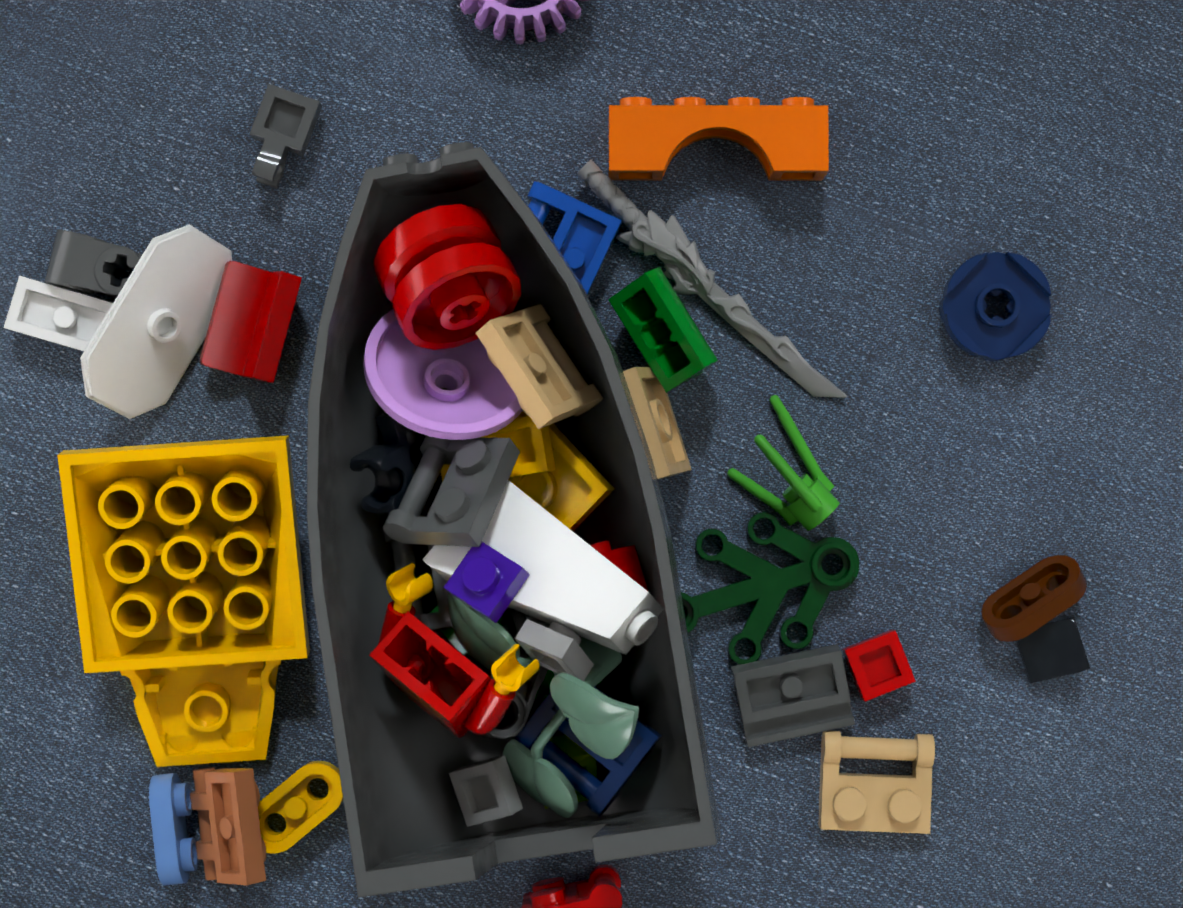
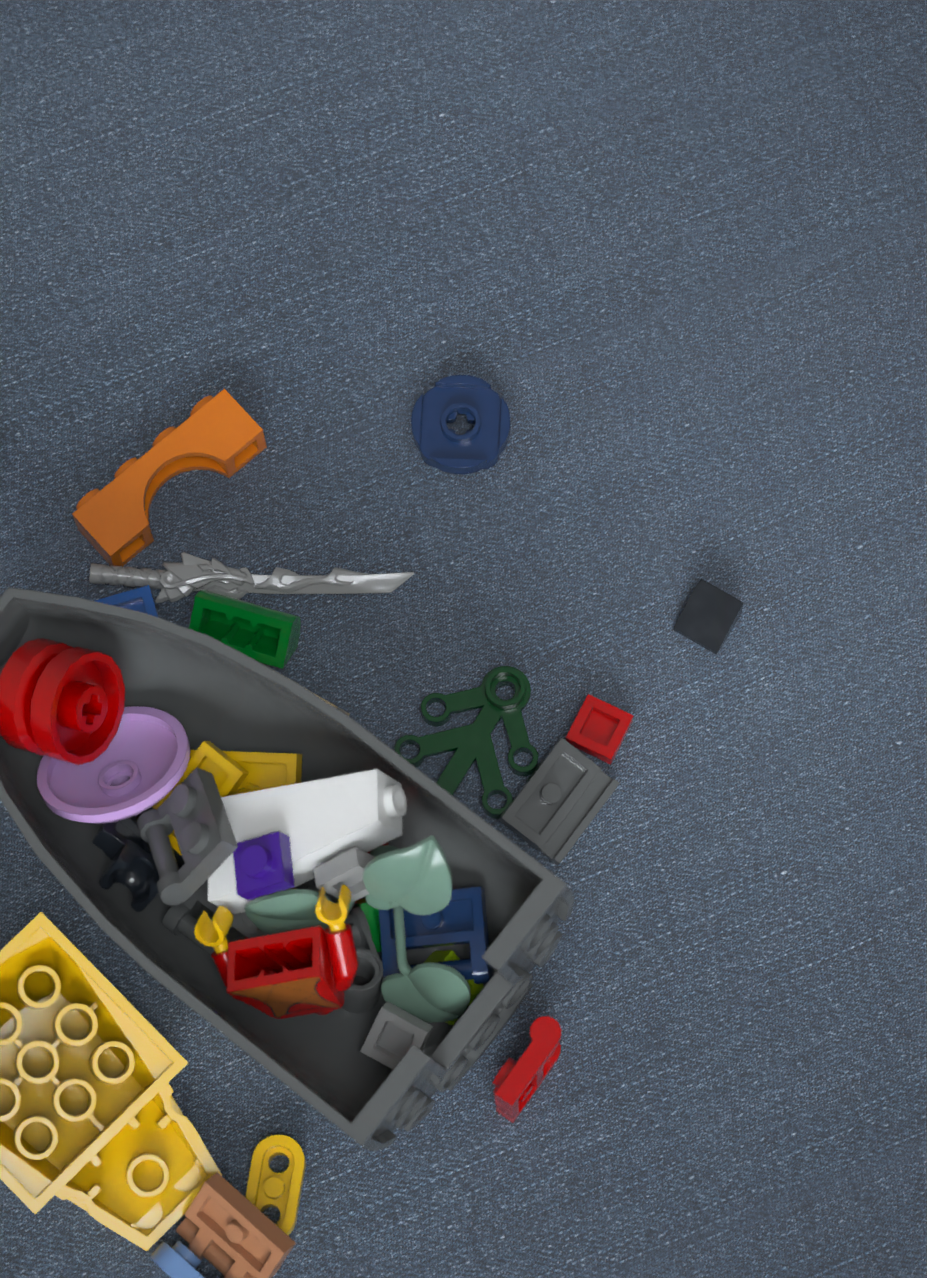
camera: 35 degrees left, 15 degrees down
(537, 366) = (174, 710): tan plate -> none
(807, 498) = (447, 656): bright green plant -> none
(876, 800) = (681, 825): tan plate -> none
(1034, 598) = (664, 592): reddish brown plate -> none

